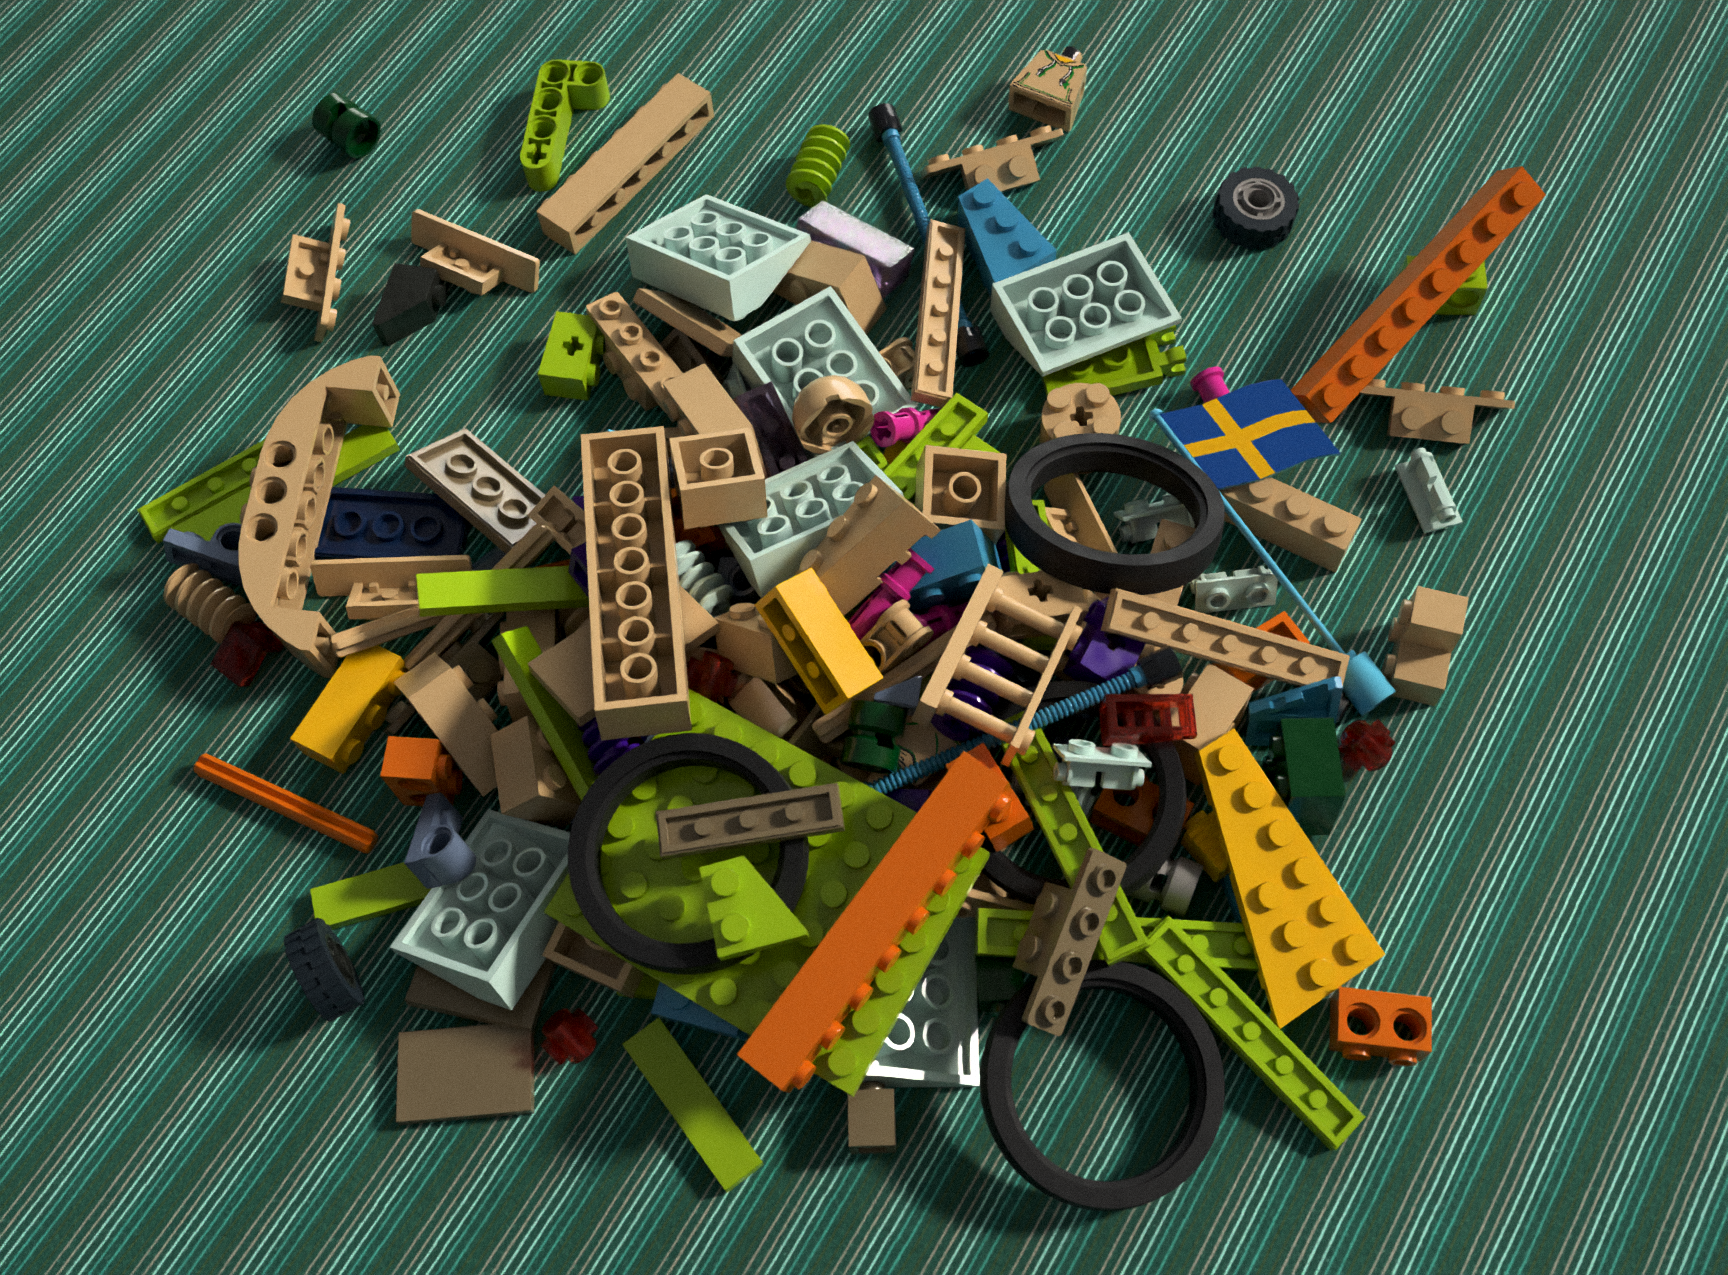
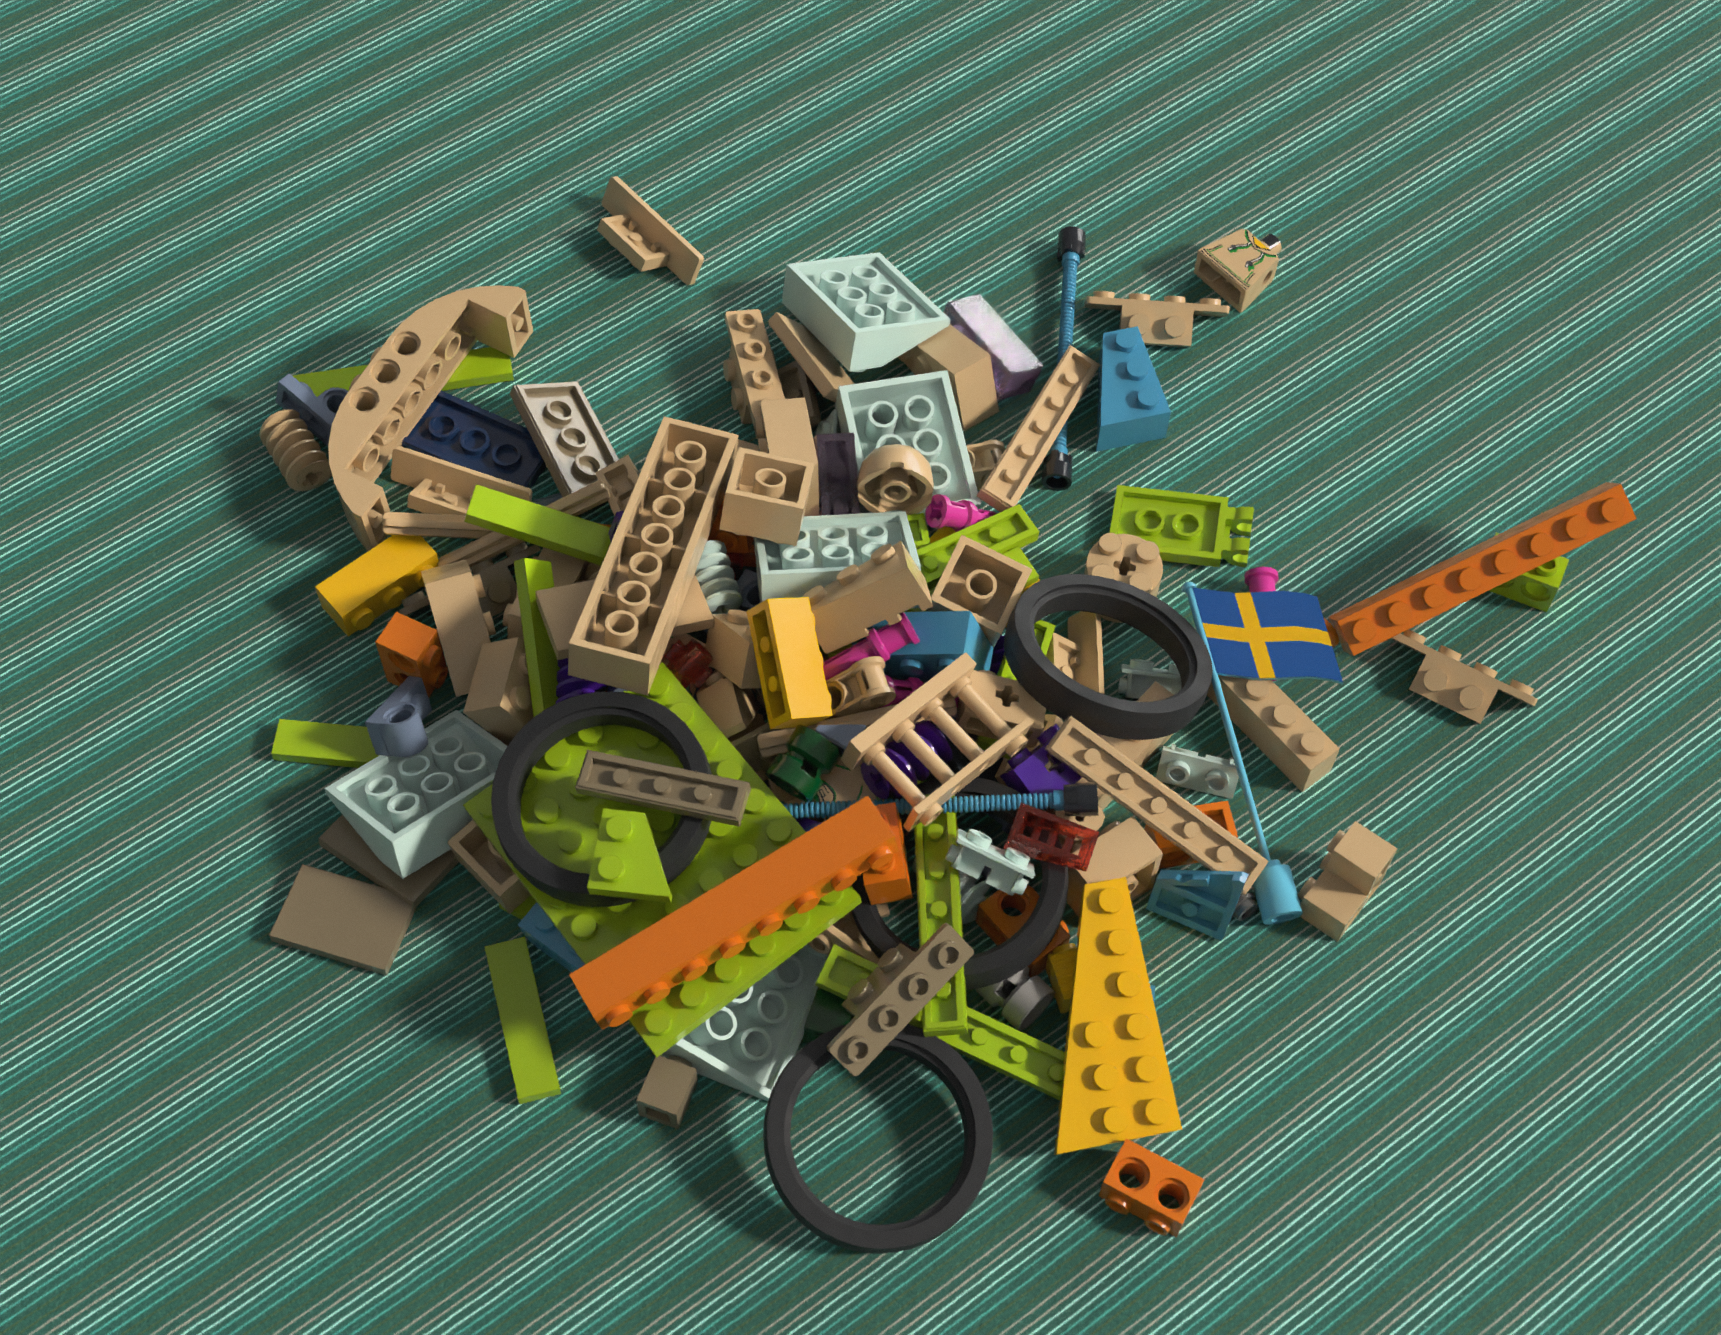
camera: 15 degrees right, 5 degrees down
(200, 493) = (325, 355): lime tile -> none
(244, 651) = (307, 501): clear red bracket -> none
(286, 803) = (290, 641): orange axle -> none
(312, 272) = (501, 199): tan bracket -> none
(323, 969) = (262, 785): black wheel -> none
(346, 125) = (587, 81): dark green wheel -> none
(408, 302) = (574, 255): pearl dark grey slope -> none
(558, 91) = (786, 115): lime beam -> none
(569, 1036) = (442, 921): clear red gear -> none
(572, 357) = (695, 353): lime brick -> none
(625, 163) = (820, 200): tan brick -> none
(817, 164) = (991, 260): lime piece -> none
(1082, 305) = (1173, 469): light aqua slope -> none
(1252, 1034) = (1029, 1148): lime tile -> none
(1255, 208) = (1380, 441): black wheel -> none
(1307, 771) = (1179, 947): dark green brick -> none
(1366, 745) = (1253, 948): clear red gear -> none
(1428, 492) = (1421, 751): light aqua hinge -> none

